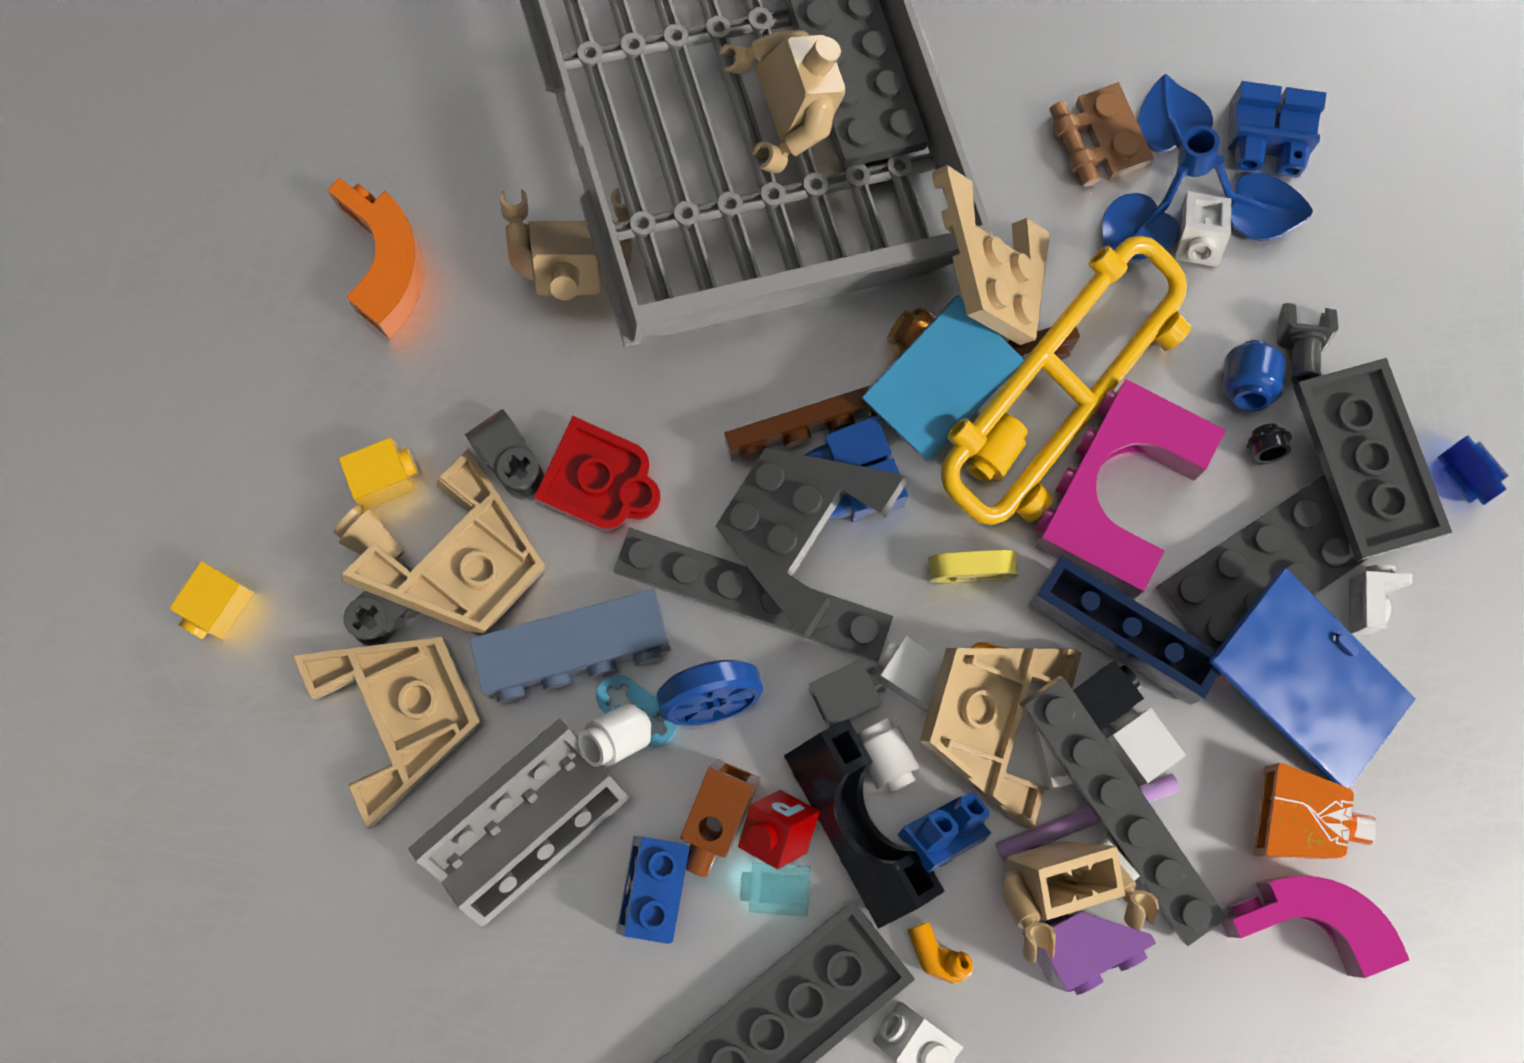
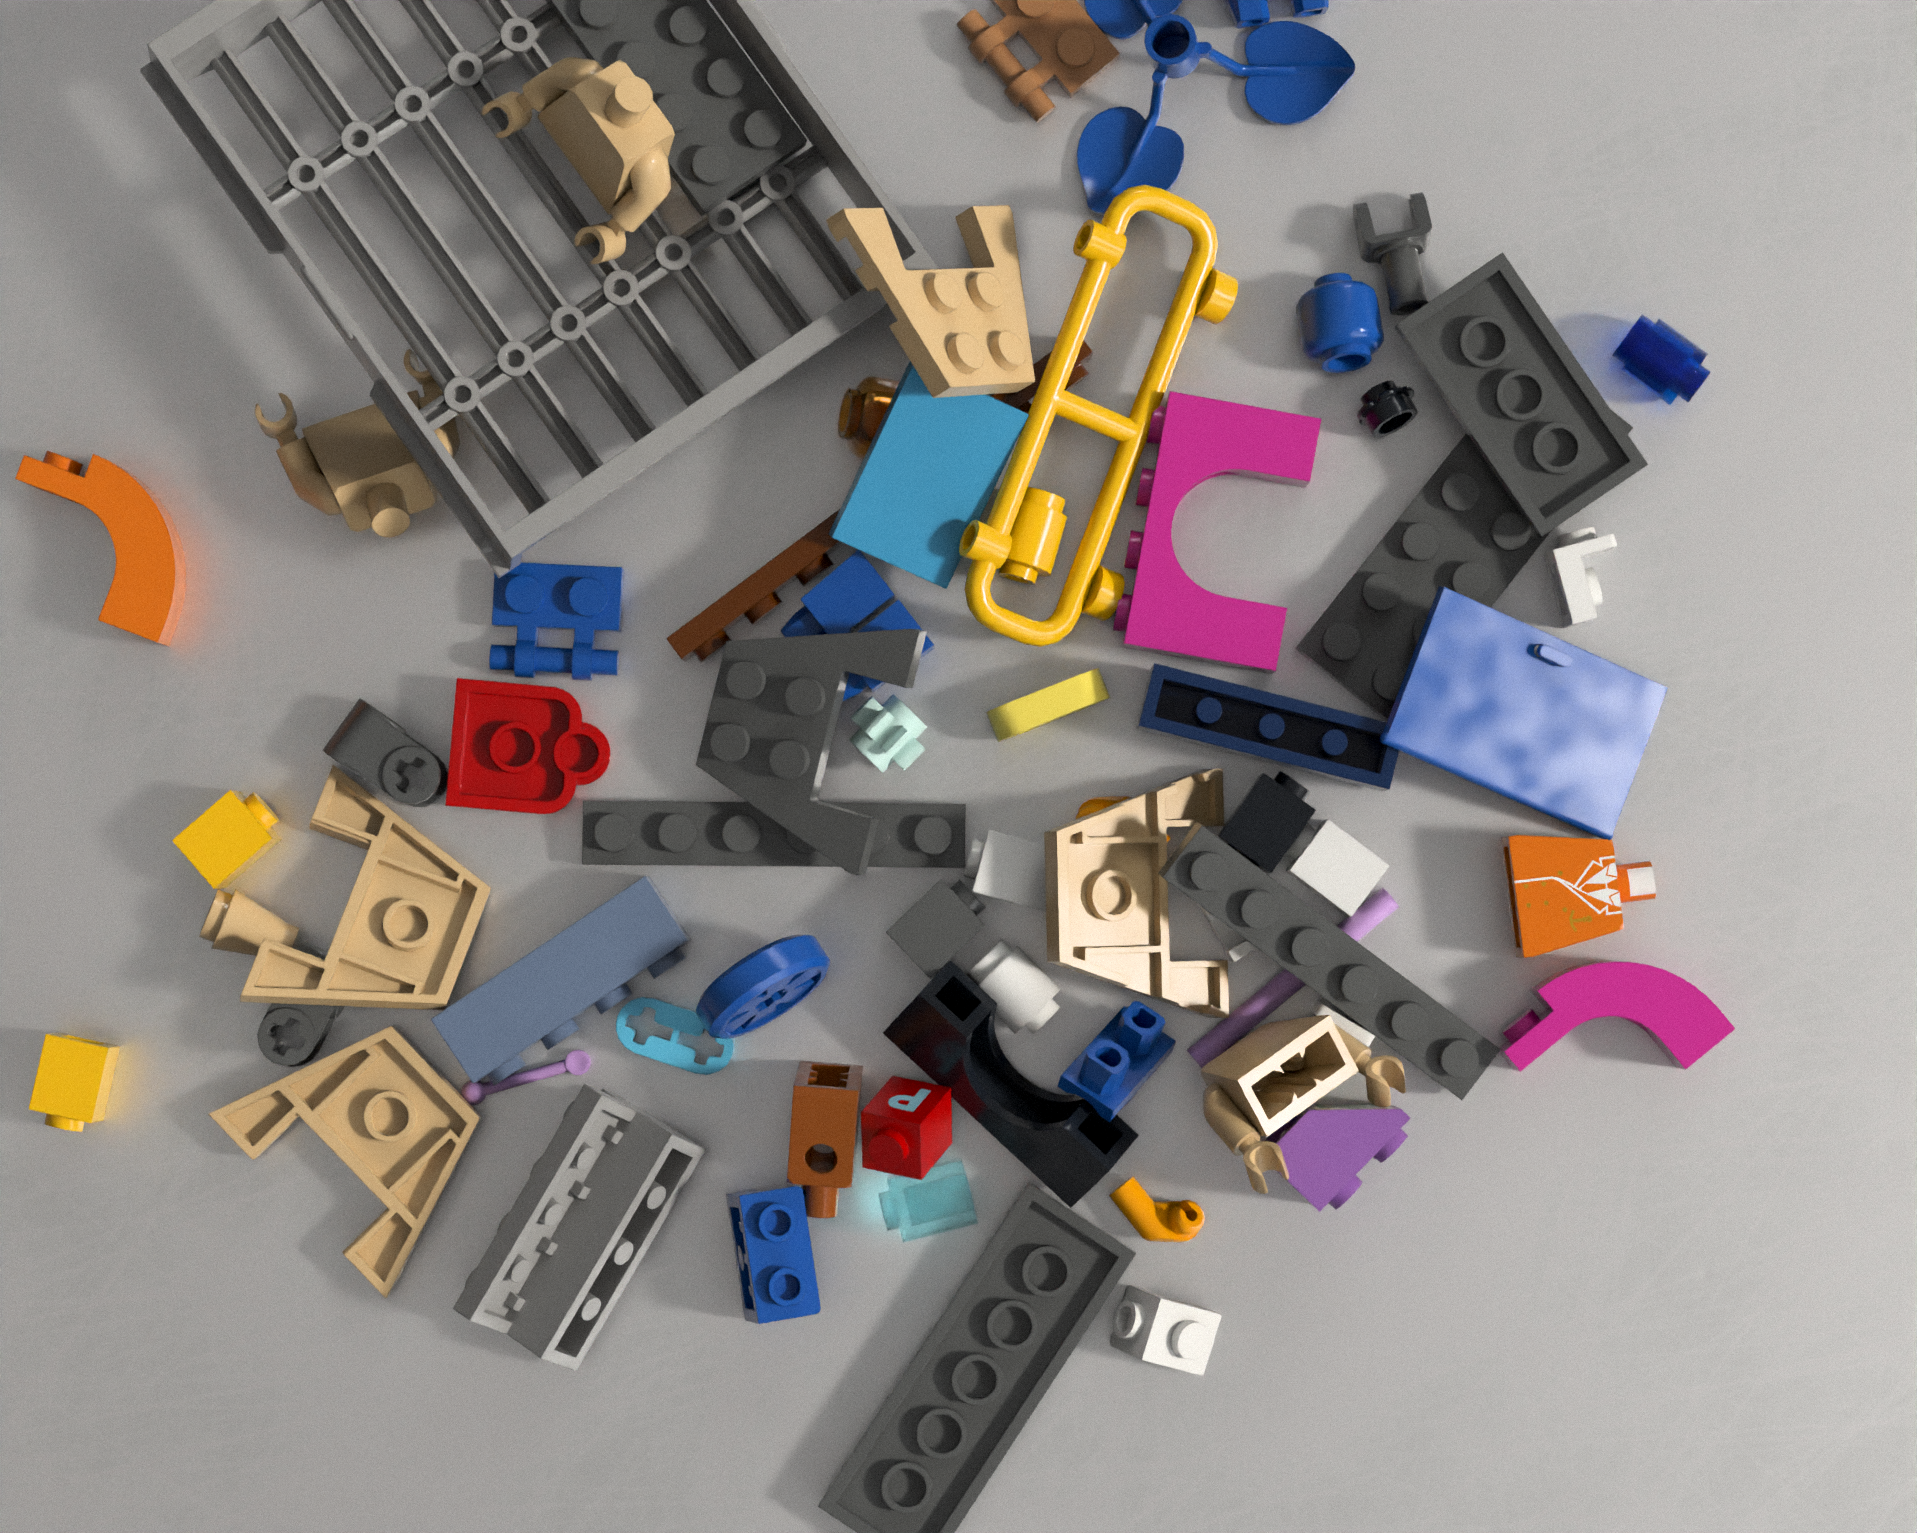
camera: 15 degrees left, 10 degrees up
(560, 707) = (576, 1063): none -> lavender hinge
(615, 735) = (661, 1081): white brick -> none
(660, 390) = (562, 599): none -> blue plate
(855, 549) = (888, 733): none -> light aqua gear
(1204, 229) = (1216, 132): white bracket -> none

